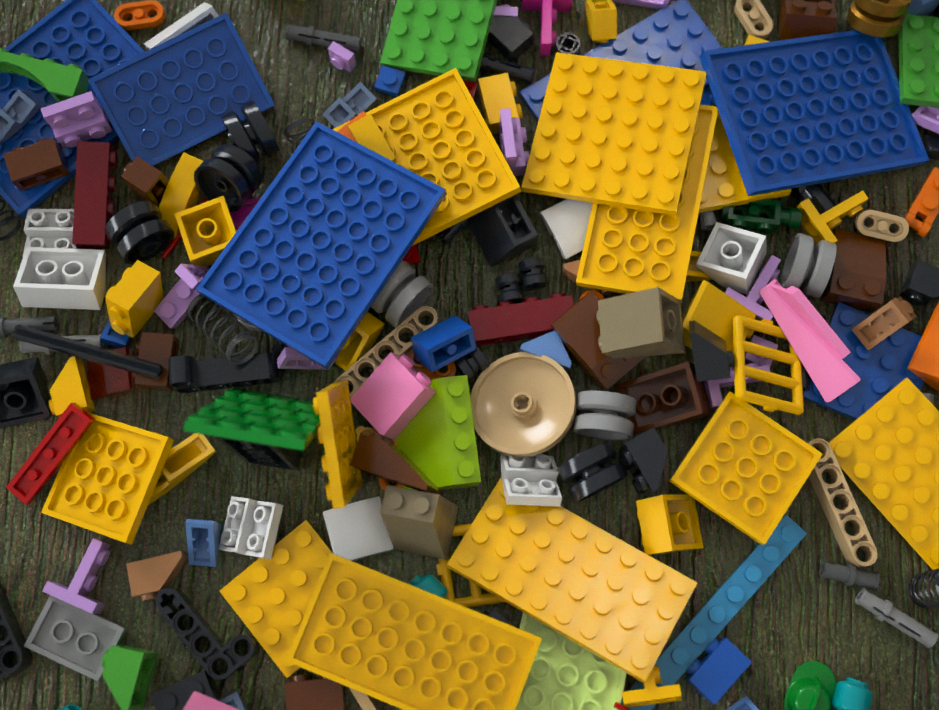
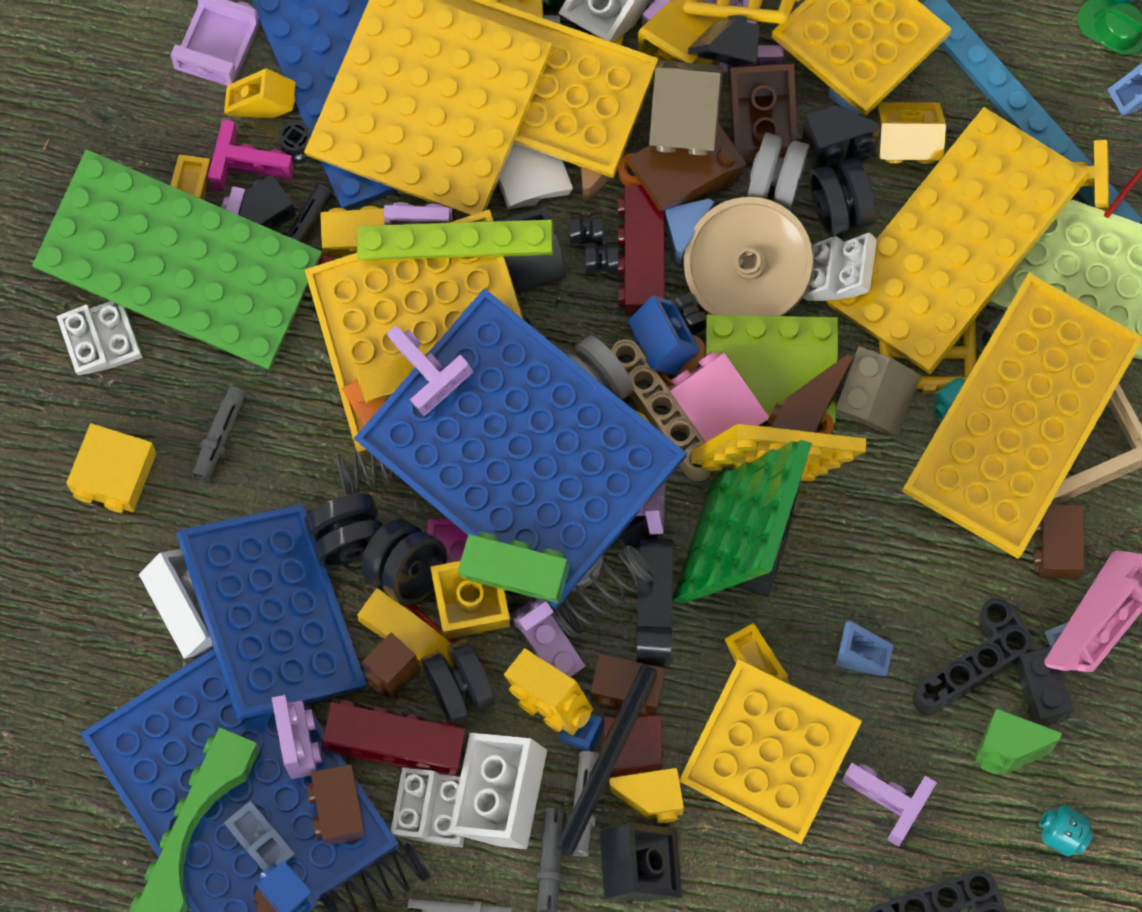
camera: 80 degrees left, 5 degrees down
(50, 453) = (730, 821): red plate -> none
(74, 637) = (959, 814): light grey plate -> none
(140, 14) = (135, 666): orange plate -> none
(154, 574) = (895, 711): medium nougat slope -> none
(217, 251) = (514, 567): none -> bright green brick
(251, 527) = (852, 592): white slope -> none
(277, 592) = (936, 566): yellow plate -> none
(341, 57) = (252, 413): lavender plate -> none
(346, 109) = (322, 413): sand blue slope -> none
(358, 530) = (876, 474): white slope -> none
(369, 156) = (440, 383): none -> lavender bracket
(390, 81) = (294, 361): blue plate -> none
(490, 167) = (455, 240): none -> lime plate
(717, 670) = (1078, 110): blue brick -> none

